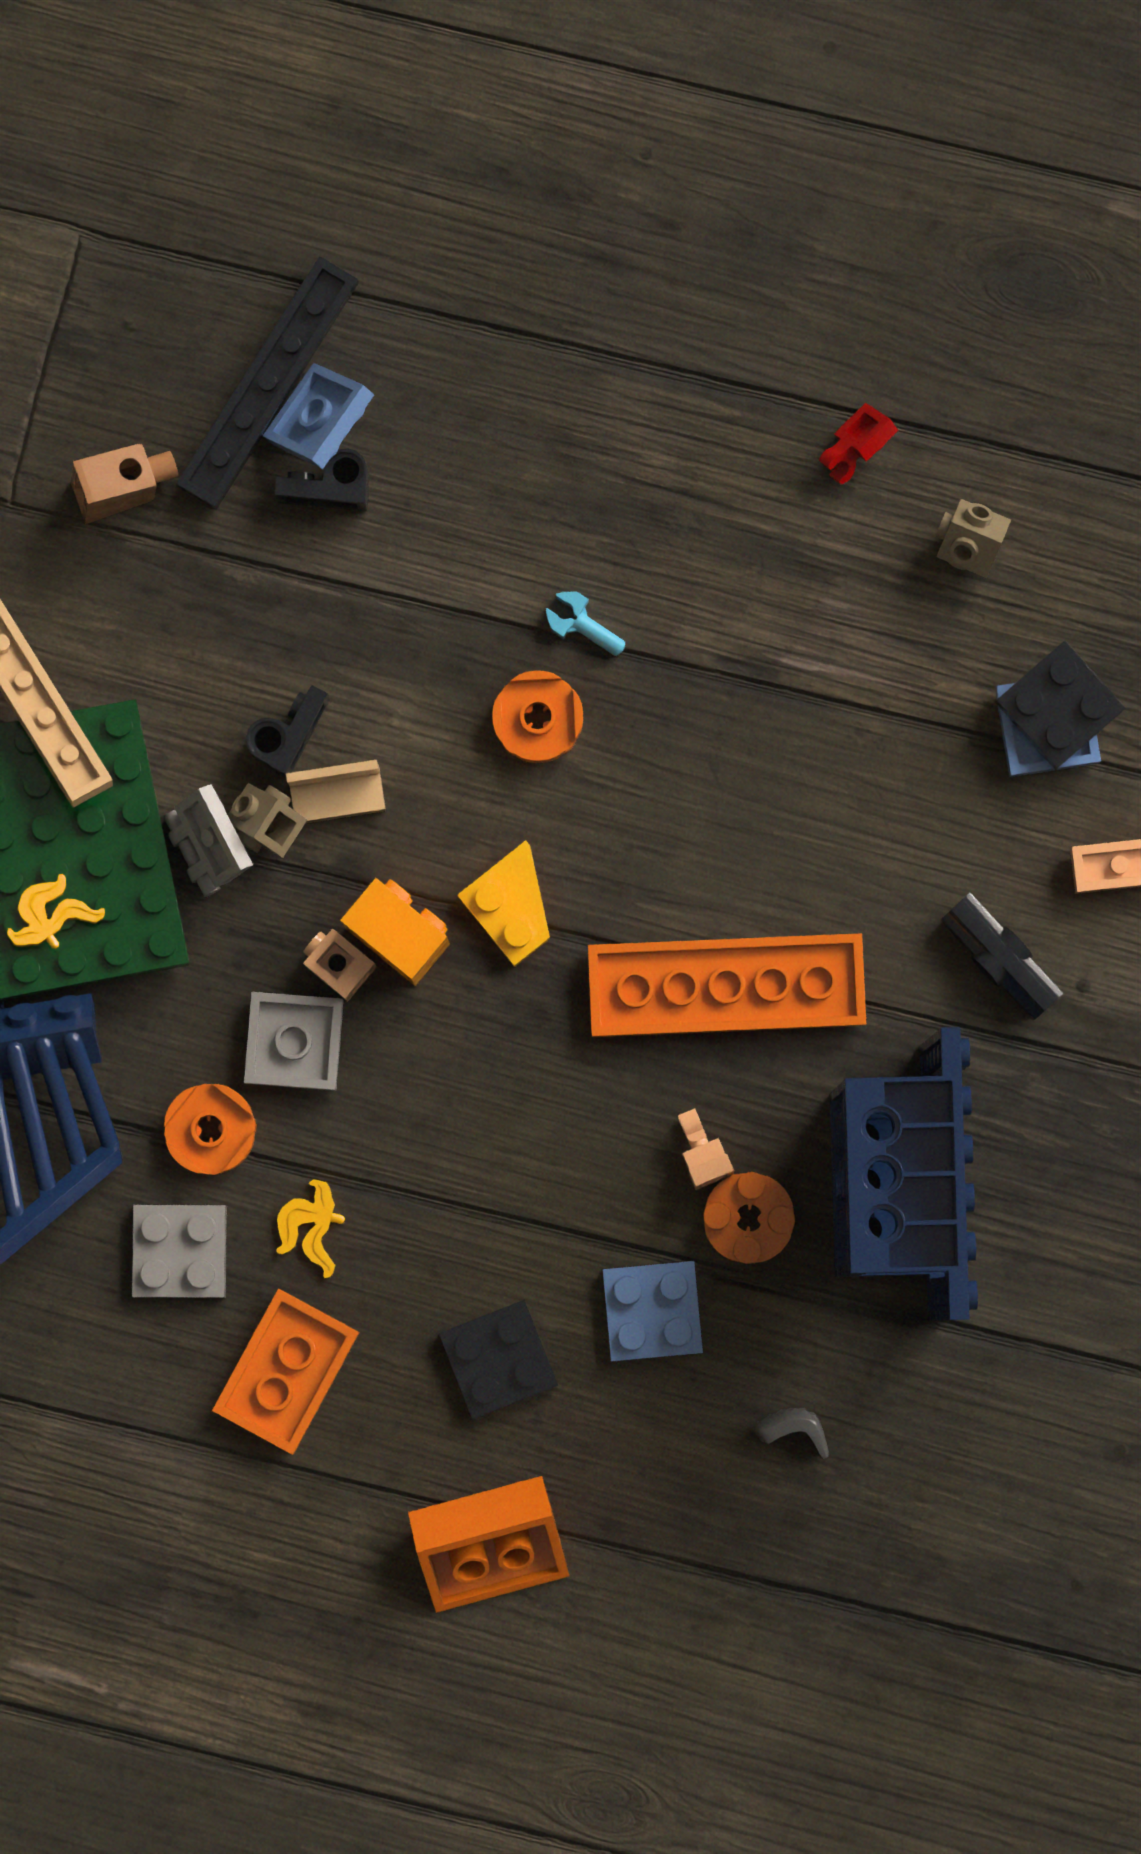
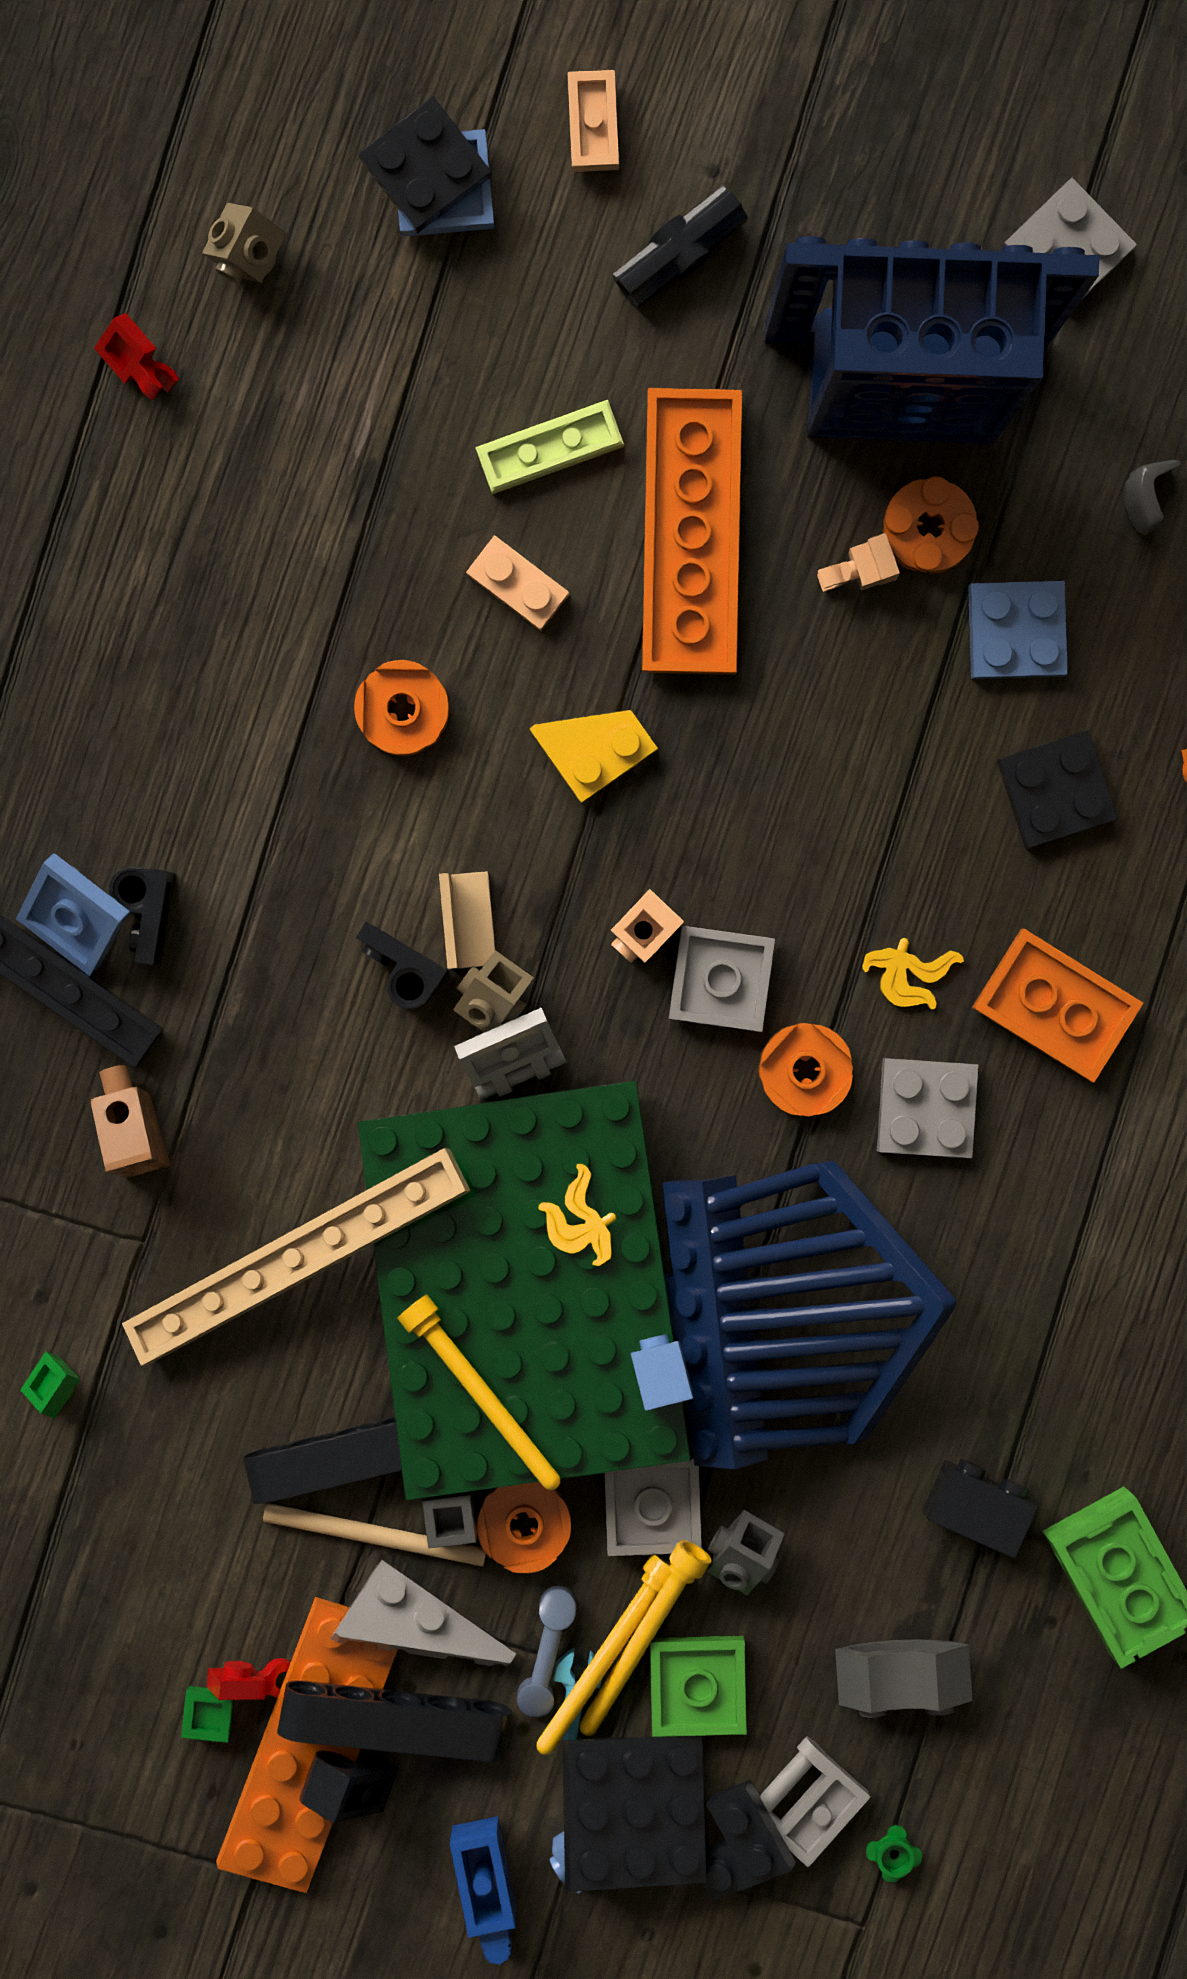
camera: 90 degrees left, 5 degrees up
(397, 931) = (618, 863): light orange brick -> none
(583, 624) = (307, 656): medium azure bar -> none
(666, 821) = (517, 583): none -> light nougat plate
(801, 843) = (549, 447): none -> yellowish green tile
(1033, 1338) = (1075, 220): none -> light grey plate

